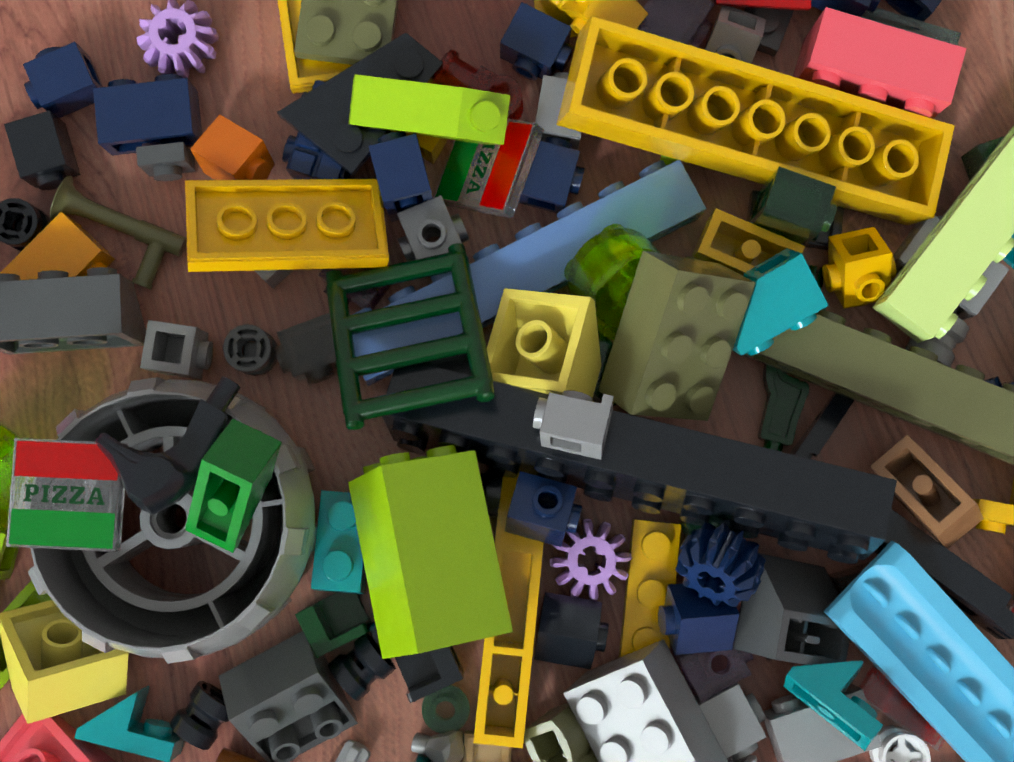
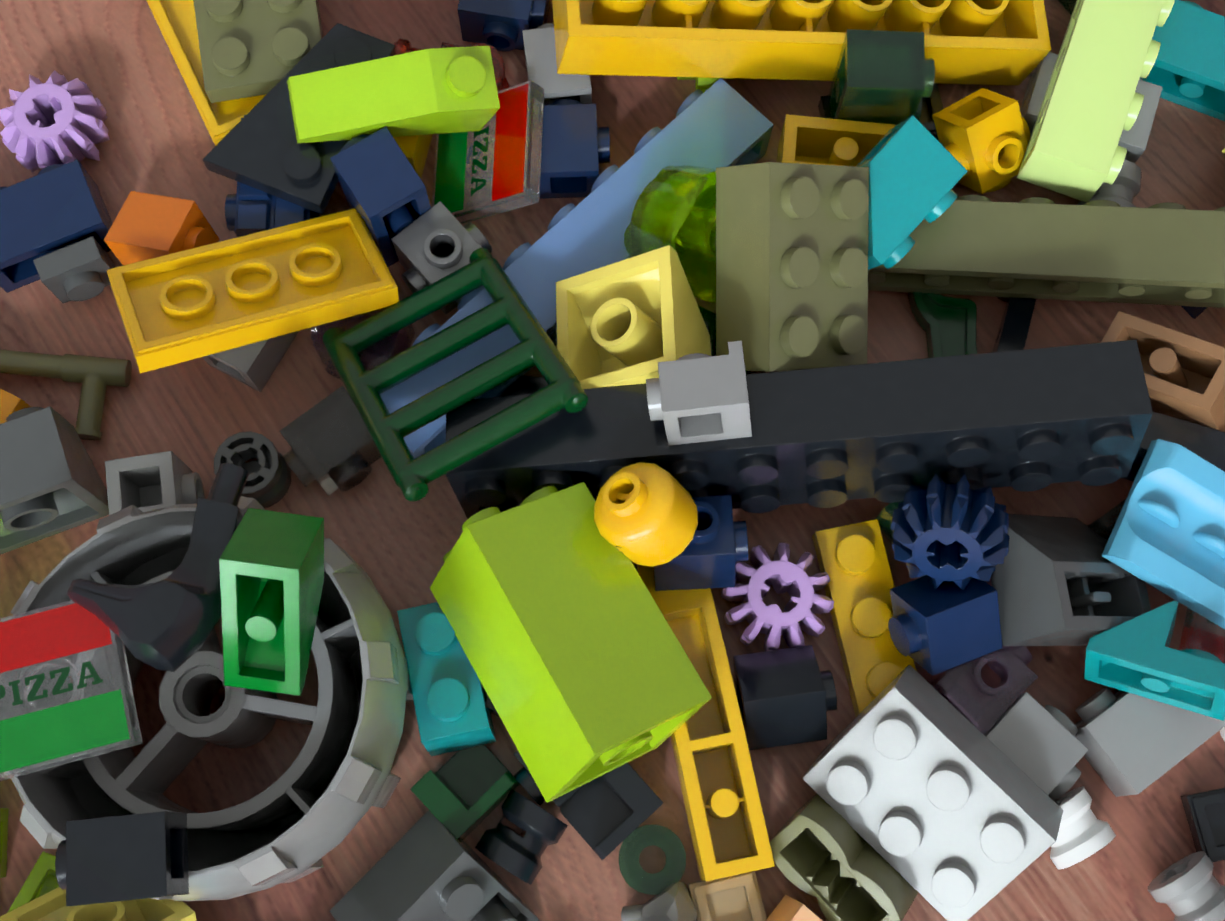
camera: 15 degrees left, 10 degrees down
(88, 629) = (123, 858): none -> black brick
(509, 490) = (646, 514): none -> yellow head

